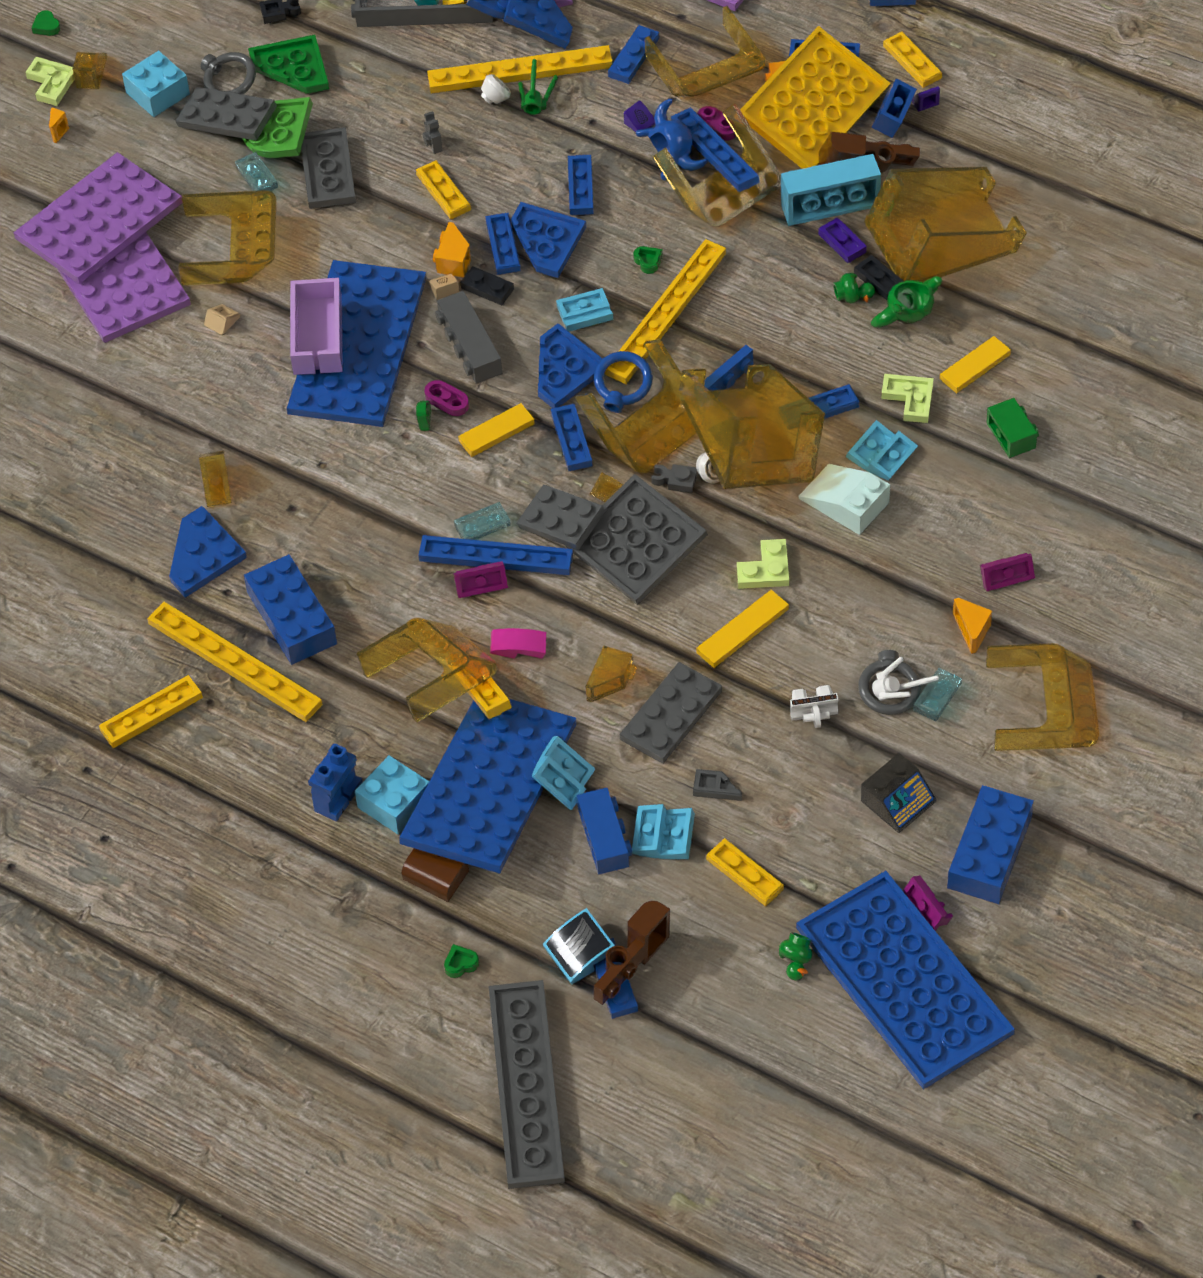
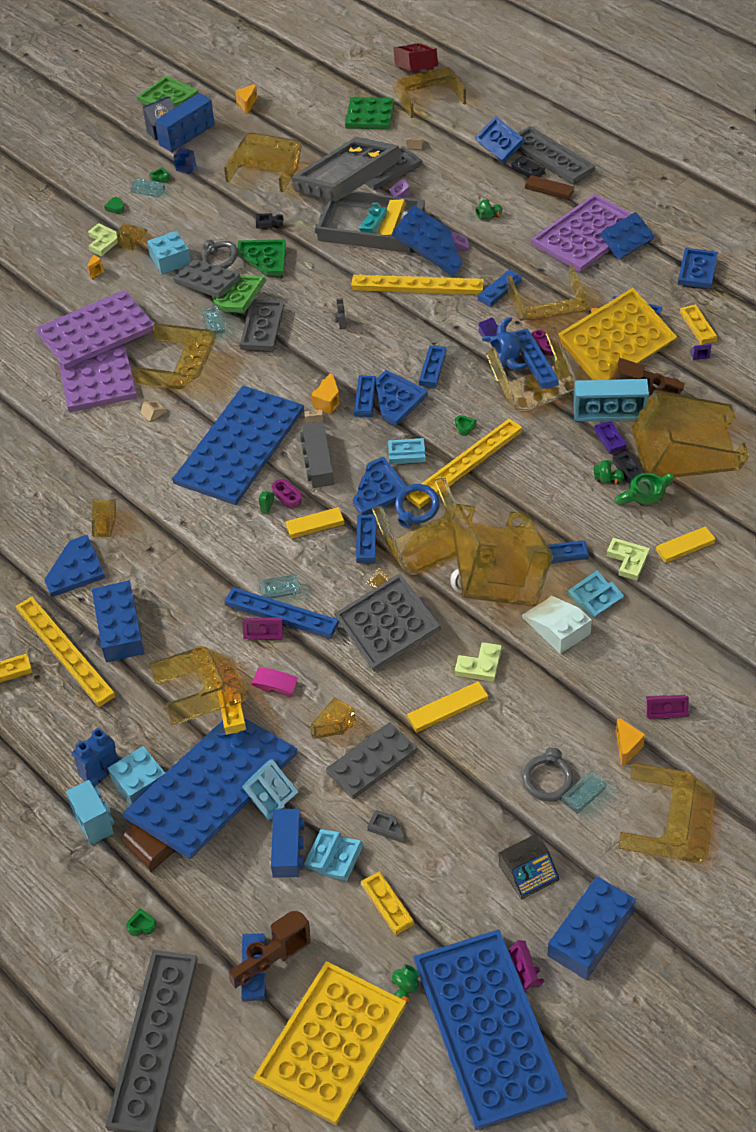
camera: 15 degrees right, 5 degrees down
(316, 326) = (209, 425): lavender piece -> none
(353, 847) = (91, 811): none -> medium azure brick
(443, 189) = (337, 353): yellow tile -> none
(487, 285) = (344, 422): black plate -> none
(494, 90) = (394, 294): white cone -> none
(533, 102) = (418, 305): green plant -> none
(561, 517) = (337, 594): dark grey plate -> none
(578, 946) = (234, 933): slope -> none
(679, 478) = (434, 584): dark grey plate -> none
(731, 370) = (497, 513): blue plate -> none
(731, 1036) = (330, 1042): none -> yellow plate
(815, 707) = (482, 781): white hips -> none
(887, 686) = (545, 777): white plant -> none
(894, 108) = (674, 353): blue brick -> none
(1012, 427) = (701, 596): green brick -> none

